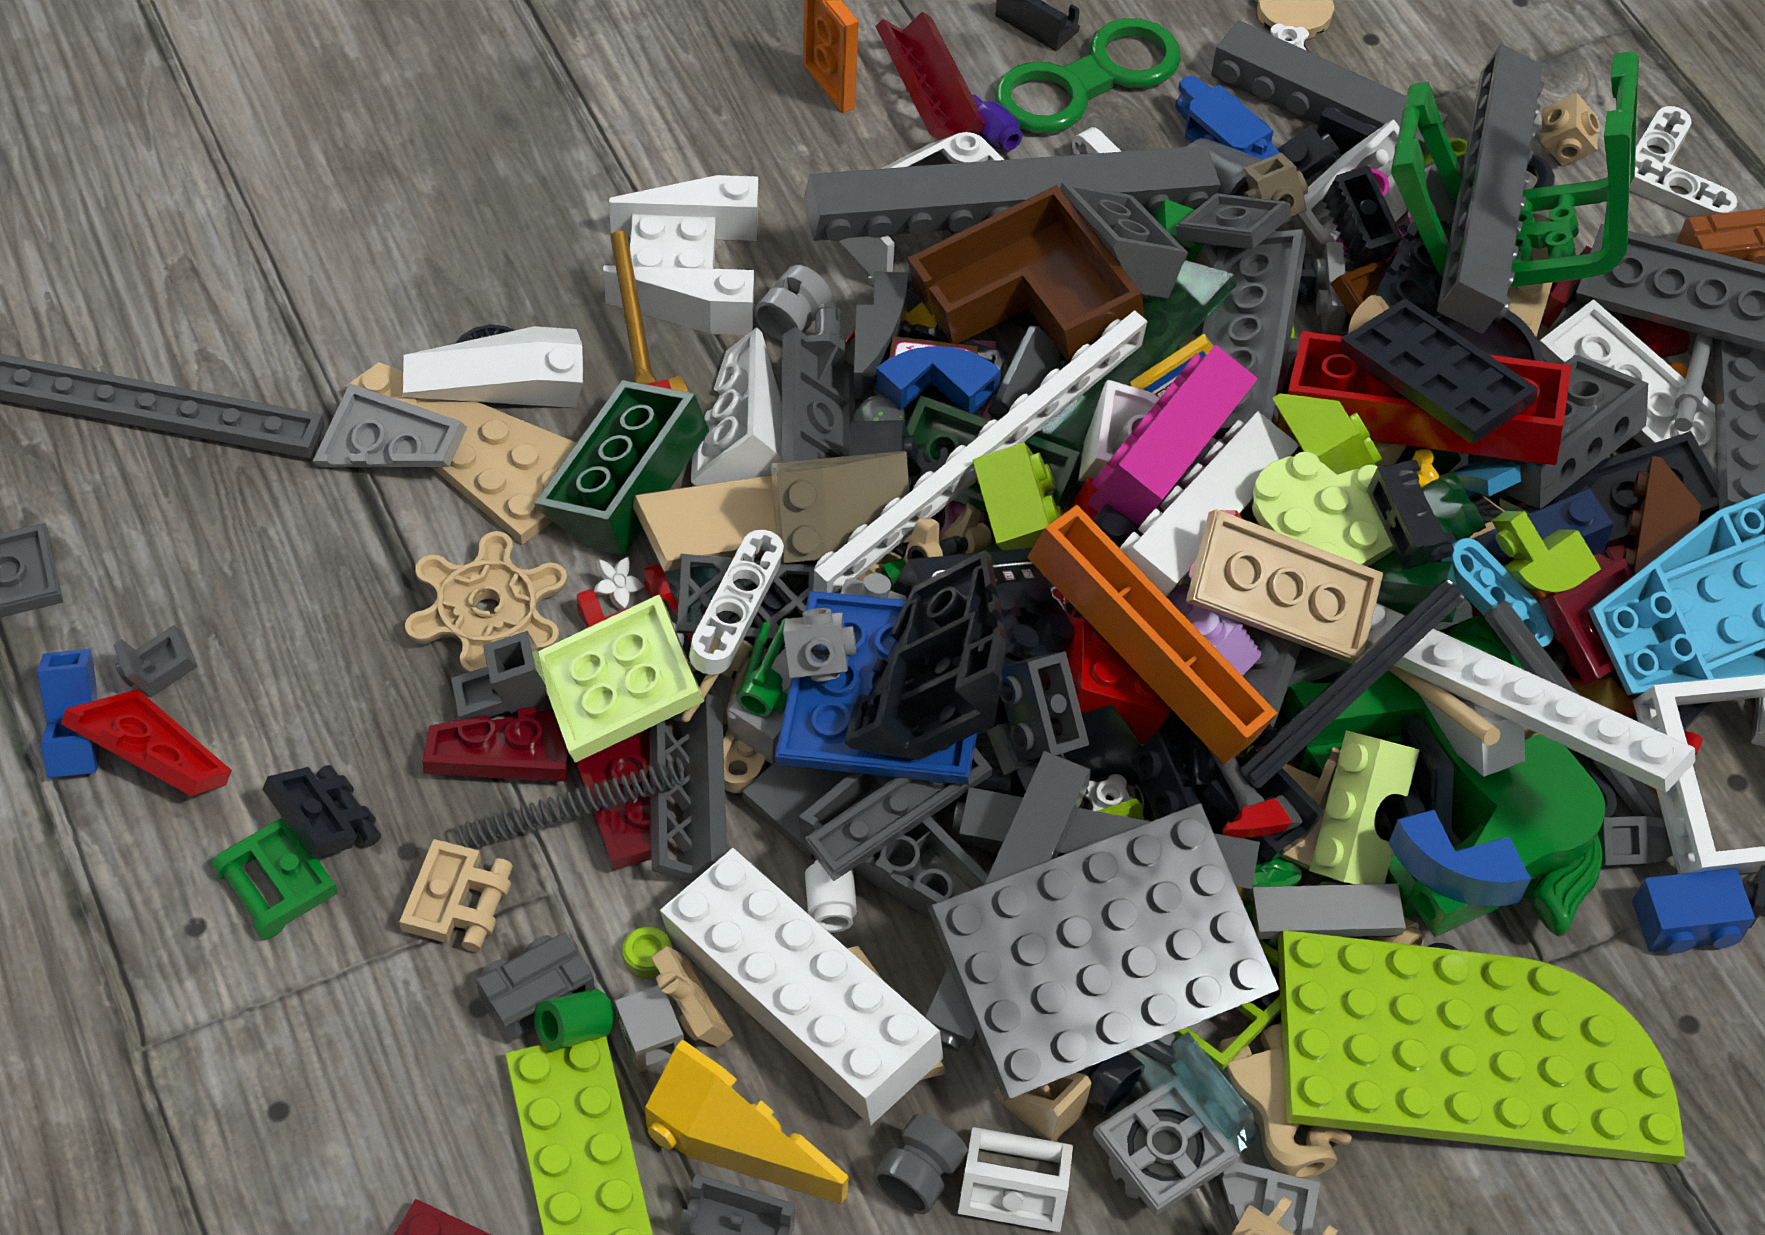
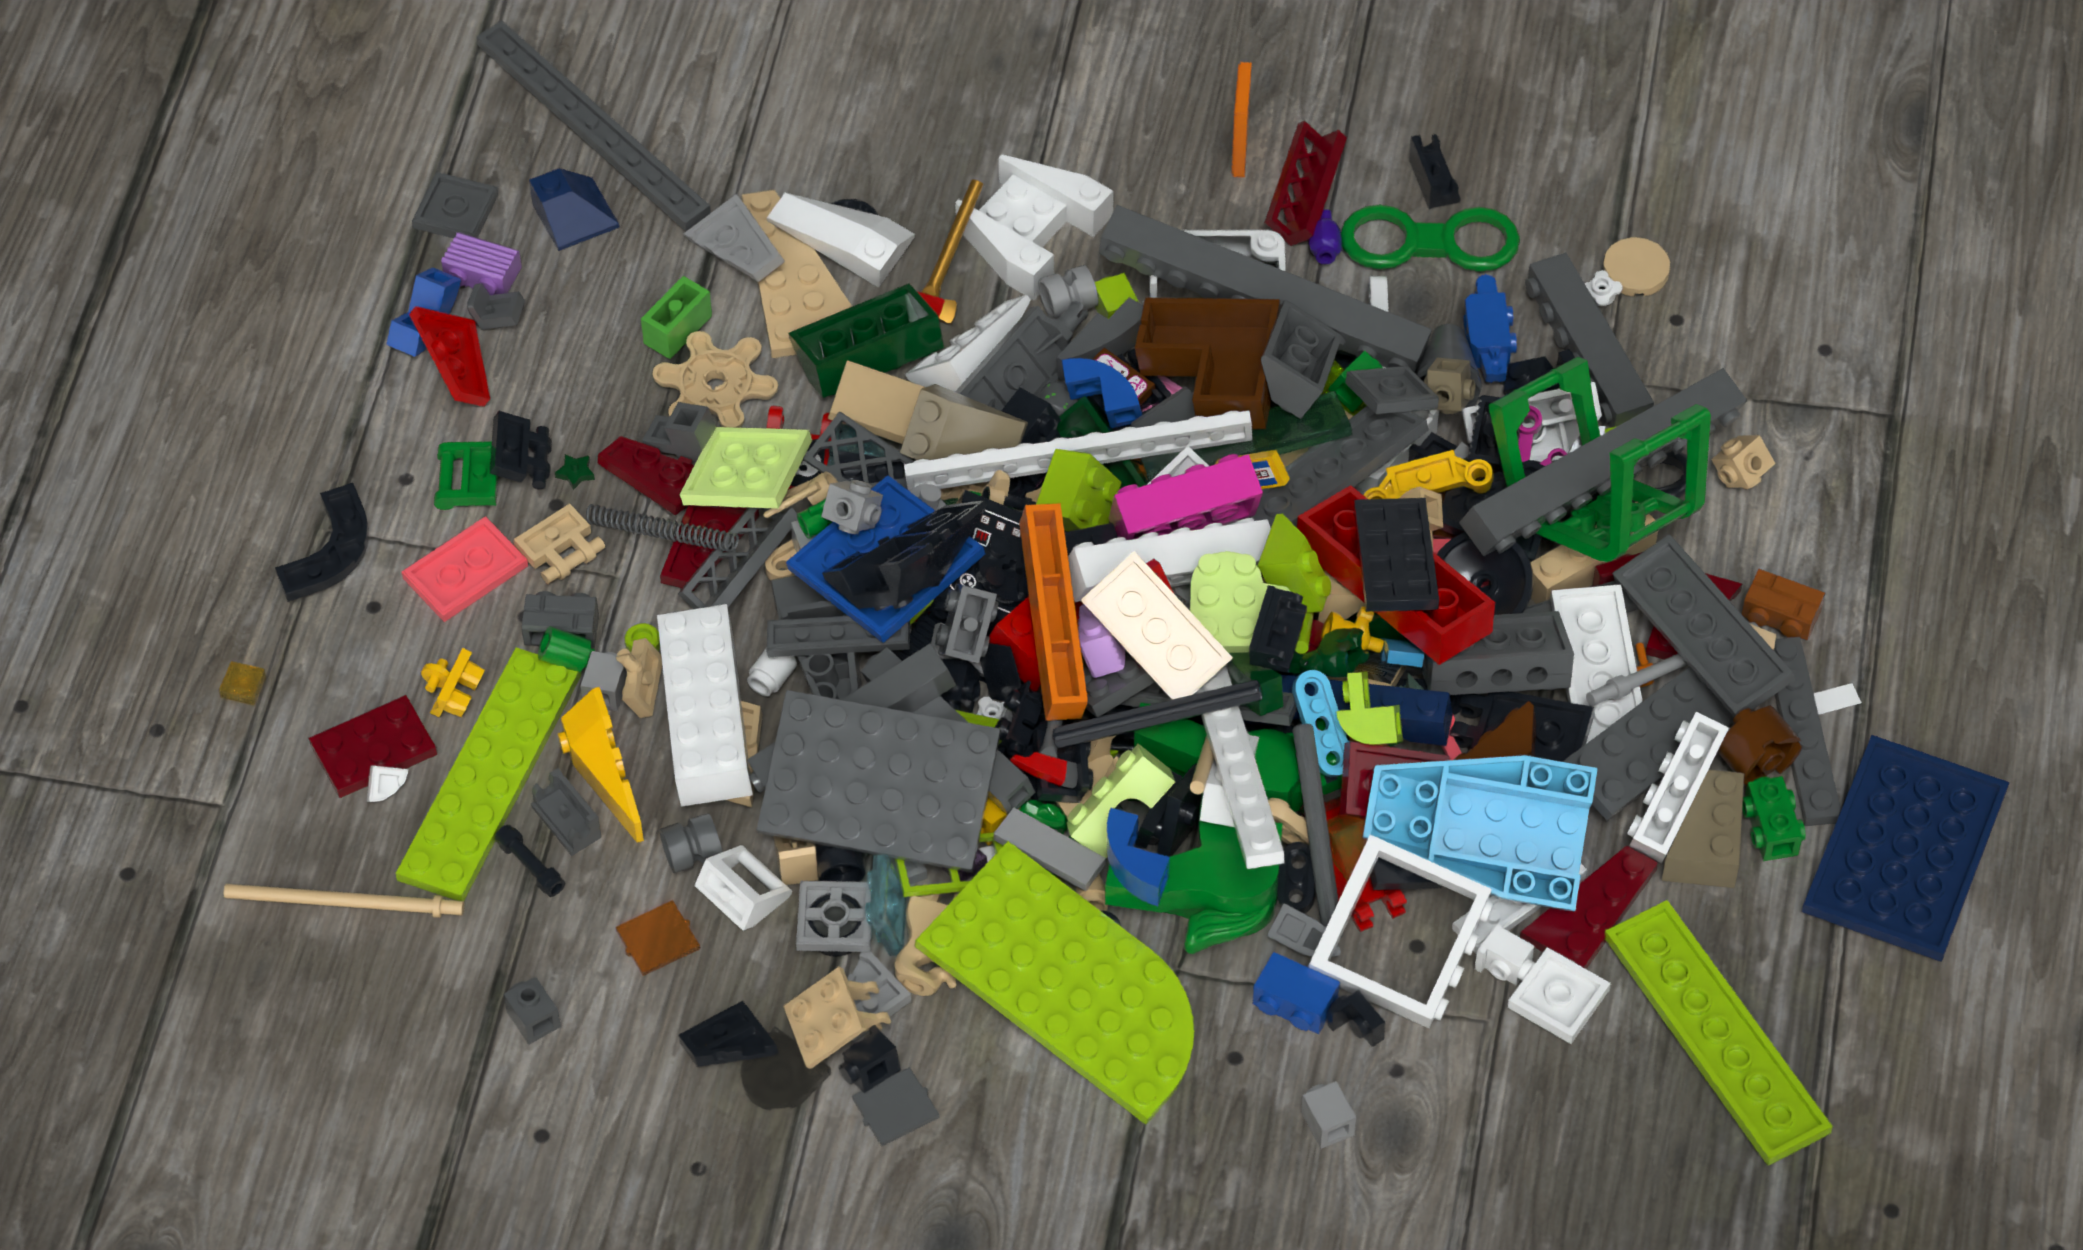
camera: 40 degrees right, 0 degrees up
(97, 618) = (482, 262): none -> medium lavender brick
(154, 502) = (571, 207): none -> dark blue slope
(188, 1074) = (341, 552): none -> black plate
(359, 995) = (464, 569): none -> coral tile
(386, 555) = (676, 316): none -> bright green brick
(400, 797) = (575, 471): none -> dark green piece
(456, 1147) = (449, 698): none -> yellow hips
(616, 582) = (805, 412): white plant -> none
(733, 599) = (844, 457): white beam -> none
(849, 285) = (1112, 293): none -> lime brick
(1357, 279) = (1434, 473): none -> yellow plate
(1659, 167) = (1796, 525): white beam -> none

